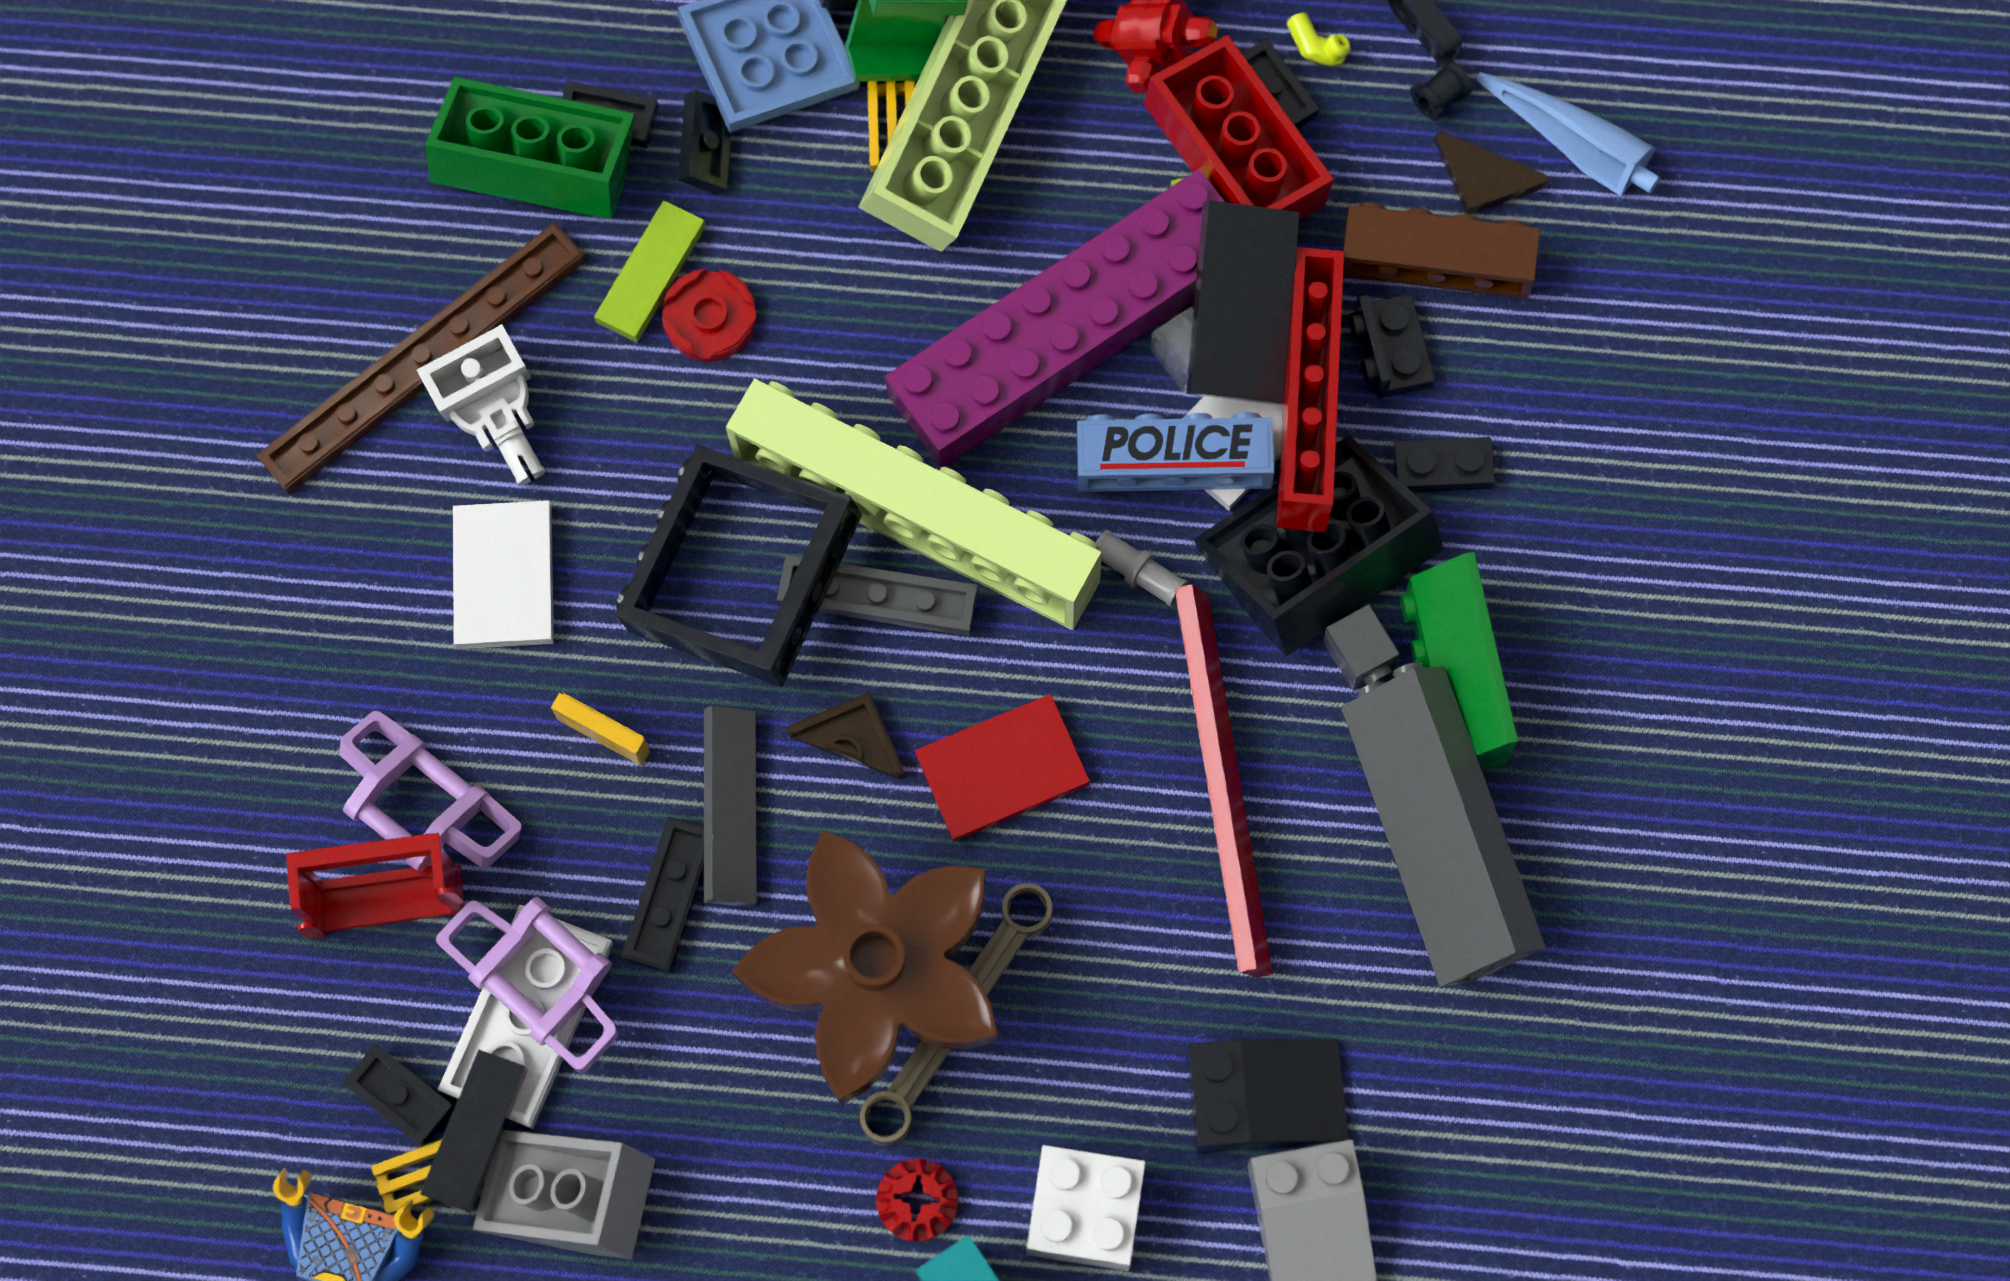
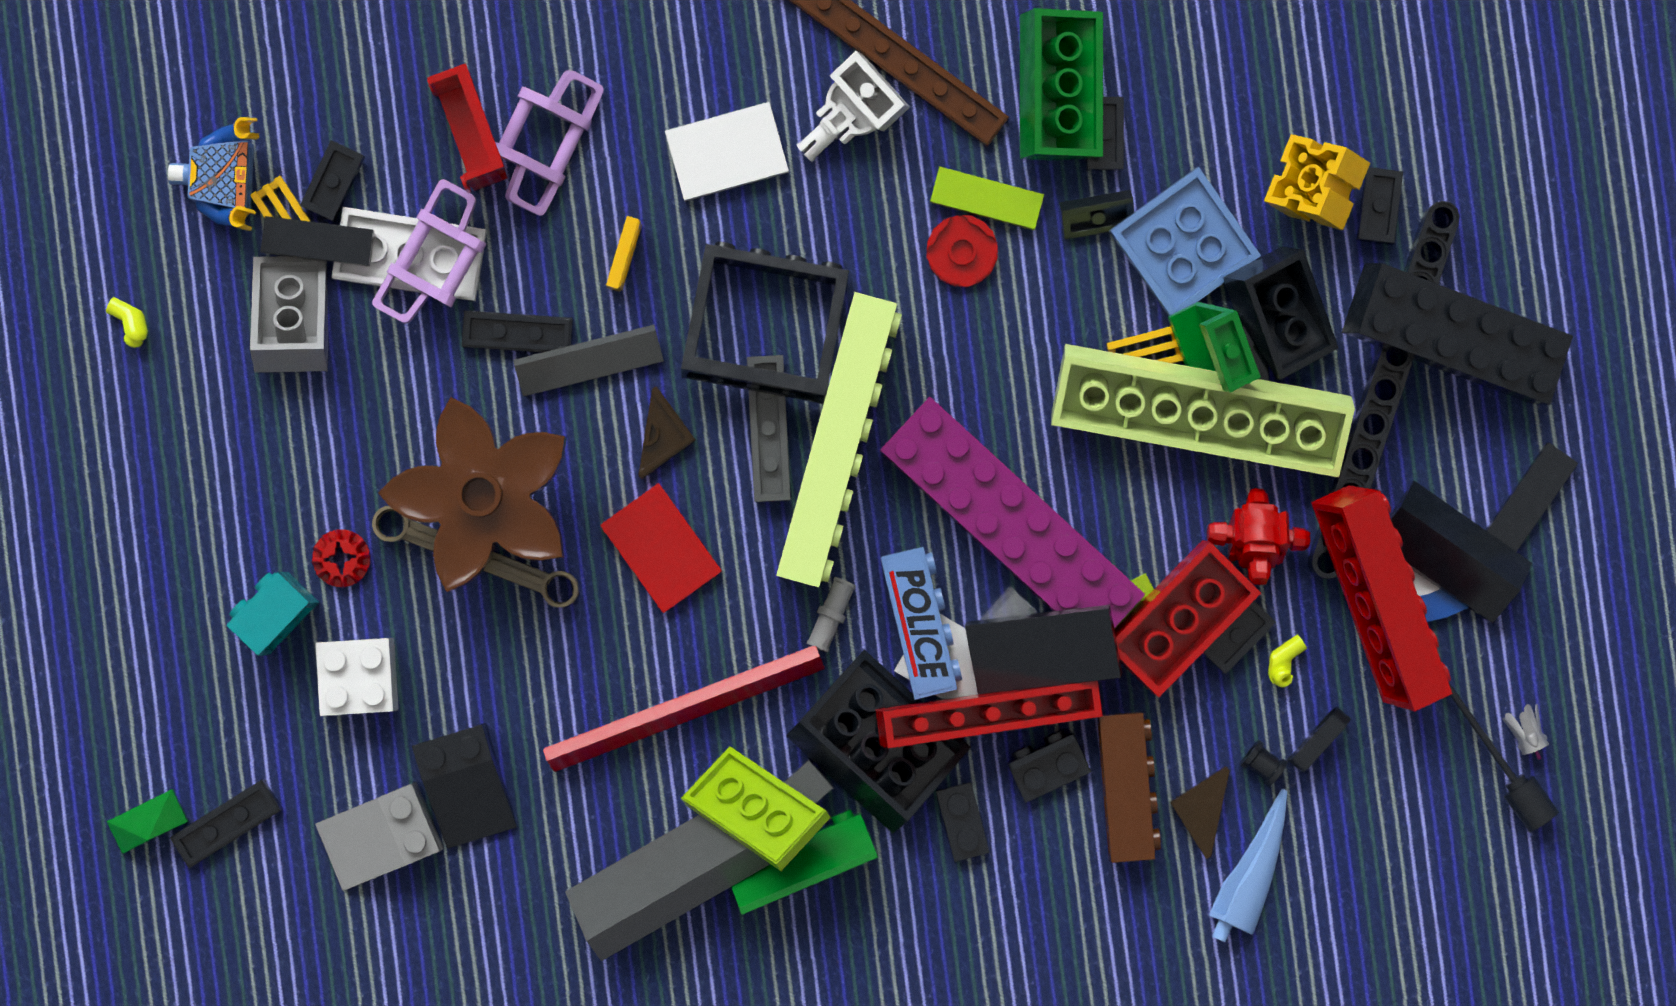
camera: 75 degrees right, 15 degrees up
(1377, 698) = (755, 808): none -> lime tile

